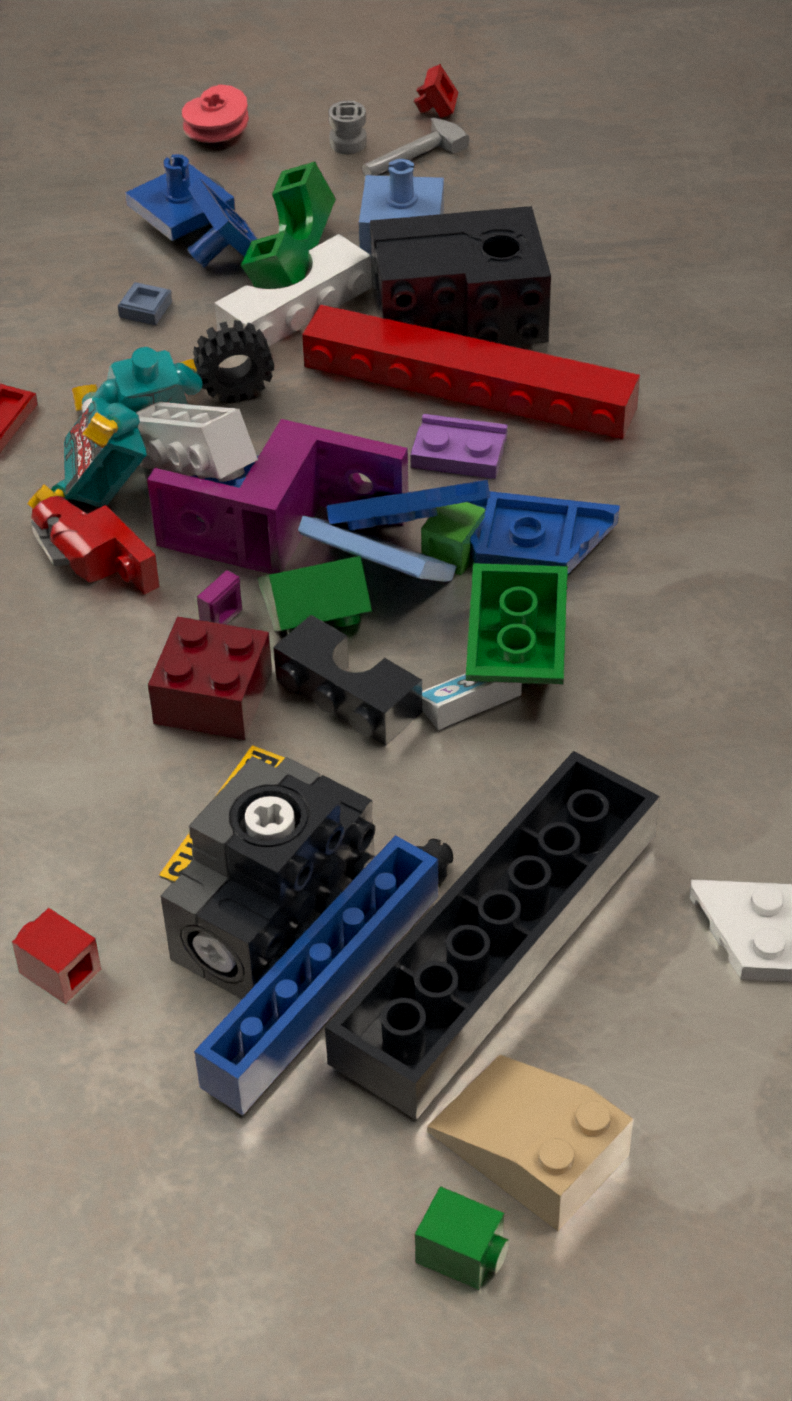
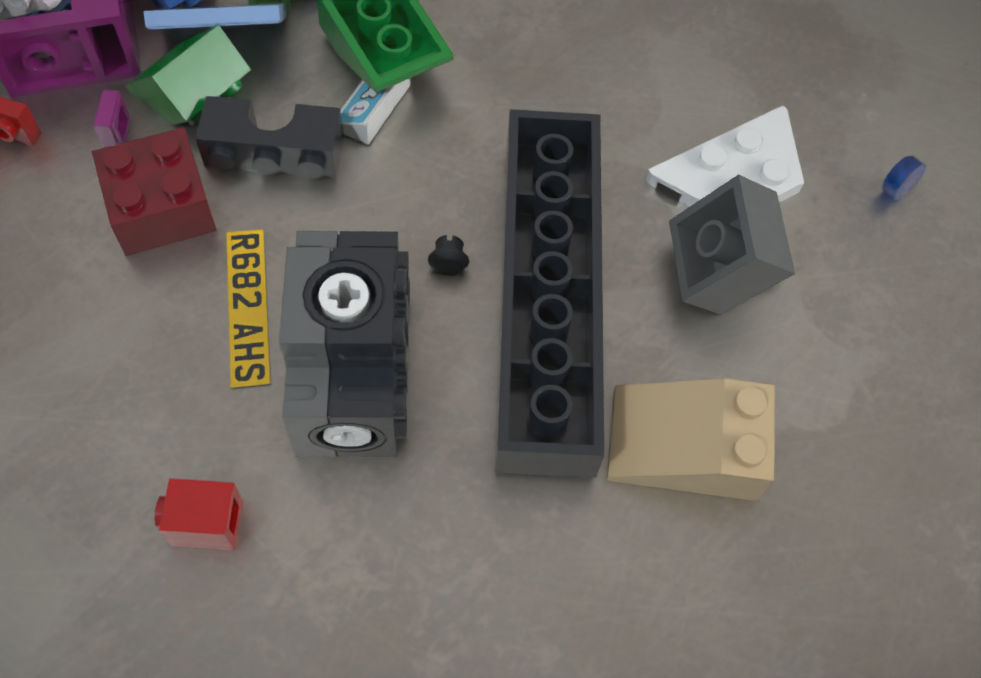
camera: 40 degrees left, 15 degrees up
(316, 975) = (442, 408): blue brick -> none
(461, 1238) = (711, 556): green brick -> none
(700, 982) = (730, 246): none -> dark grey brick

